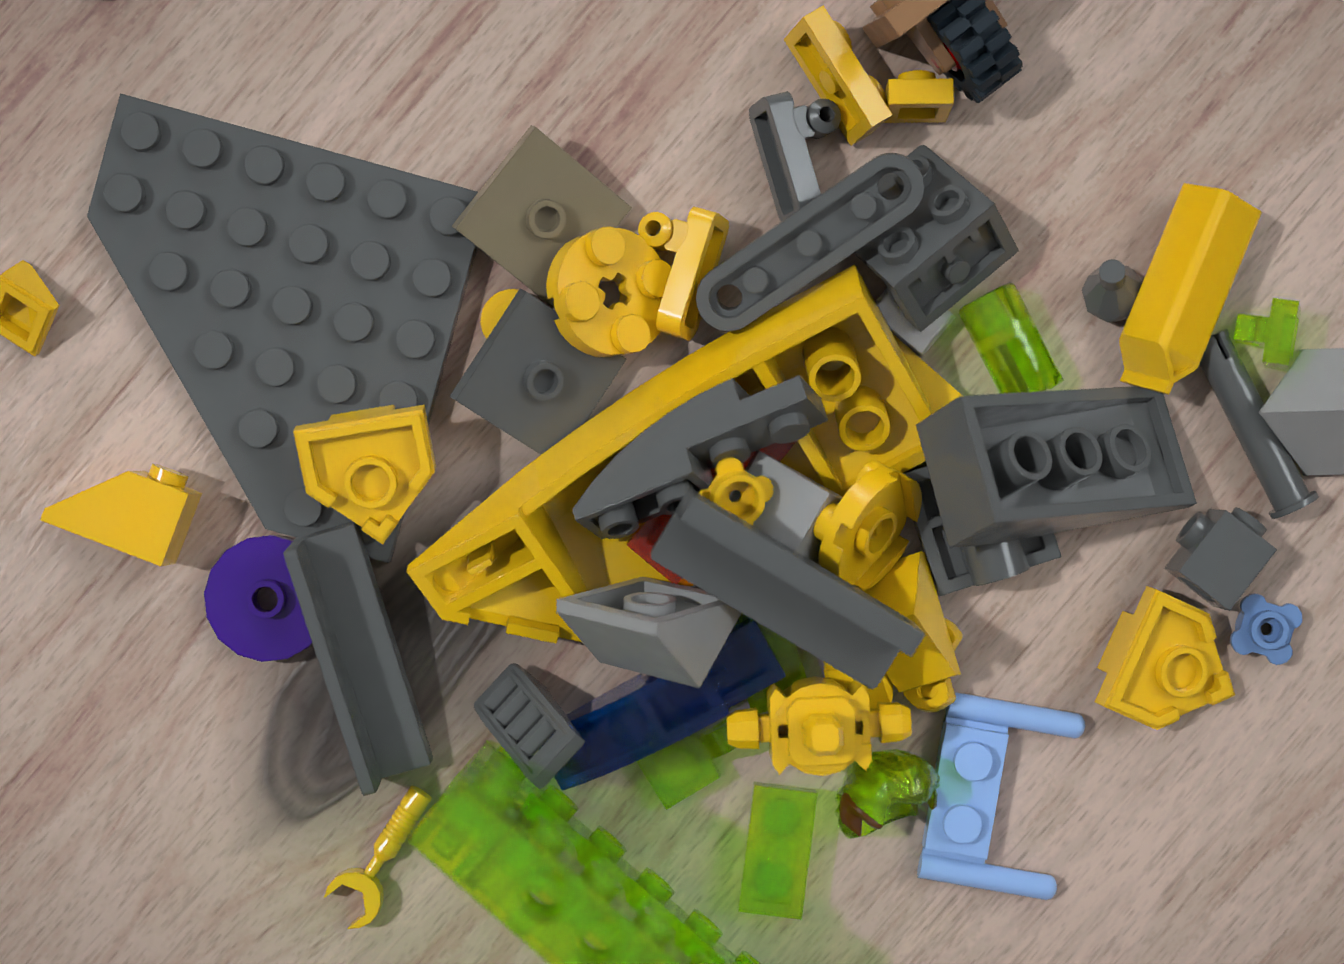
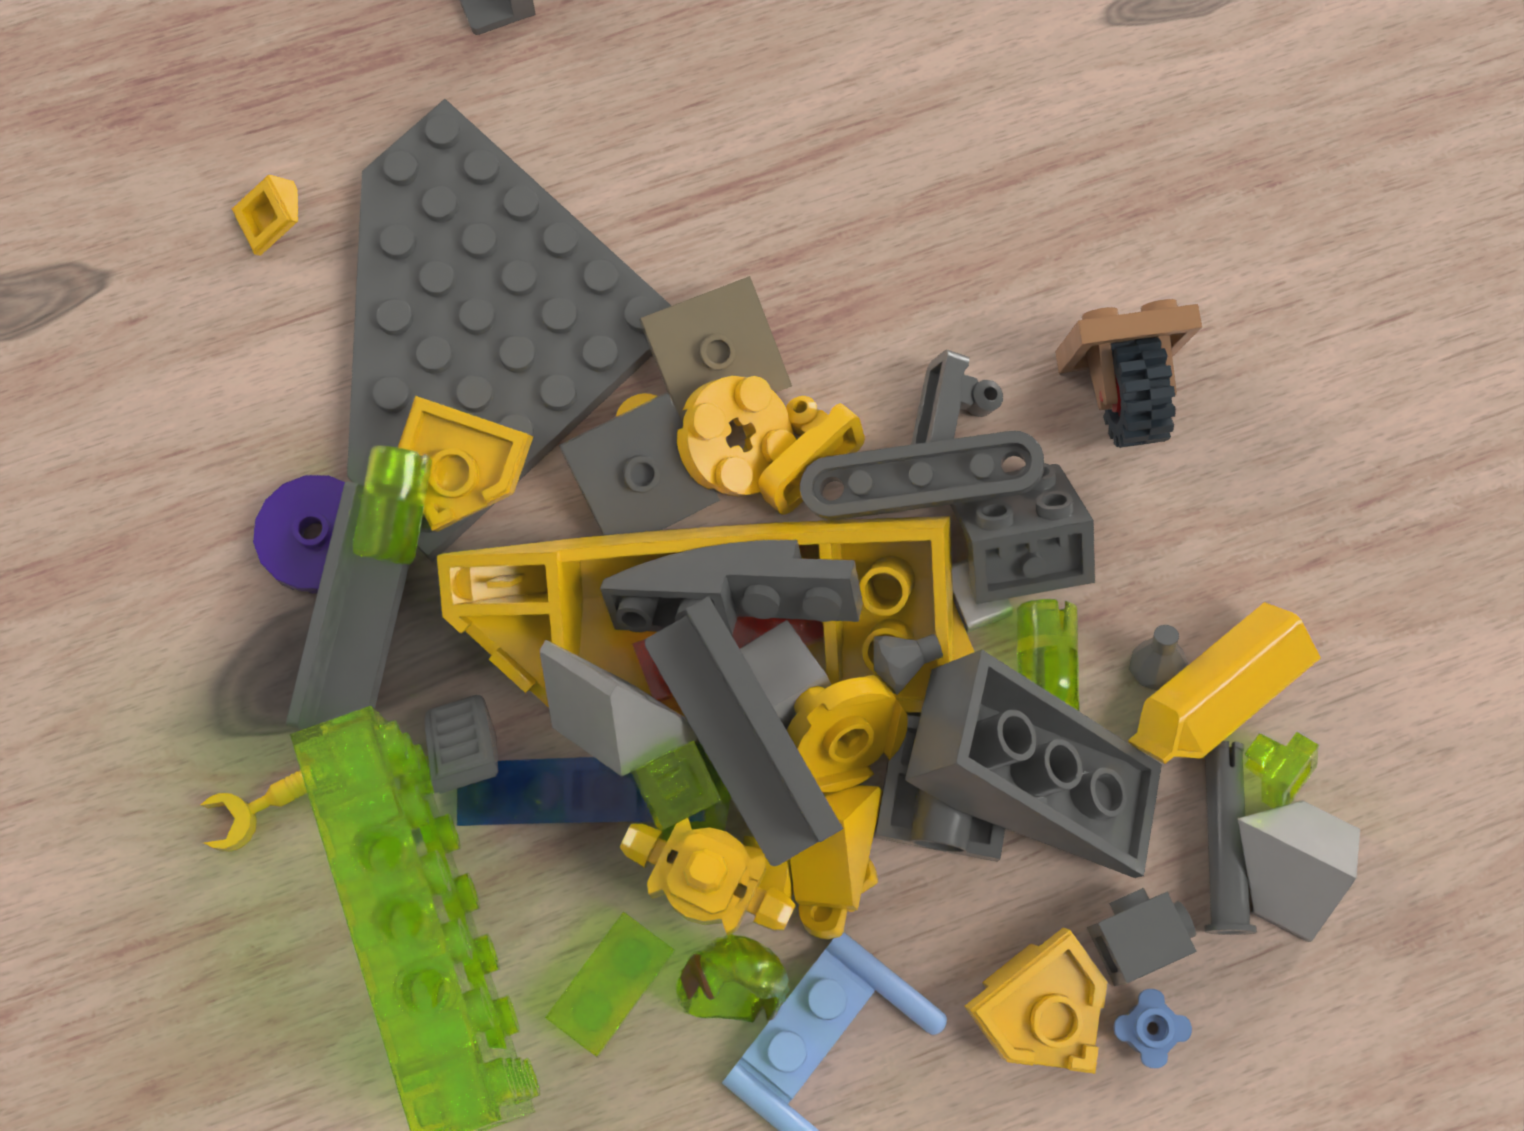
camera: 30 degrees right, 15 degrees down
(132, 513) = (251, 404): yellow slope -> none
(337, 548) = (392, 504): none -> clear neon green arm
(686, 764) = (574, 859): clear neon green plate -> none
(751, 668) = (675, 785): none -> clear neon green tile
(753, 490) = (752, 621): yellow plate -> none
(836, 74) = (1015, 368): yellow plate -> none
(884, 433) = (900, 659): none -> dark grey rock
(919, 98) = (1071, 421): yellow plate -> none

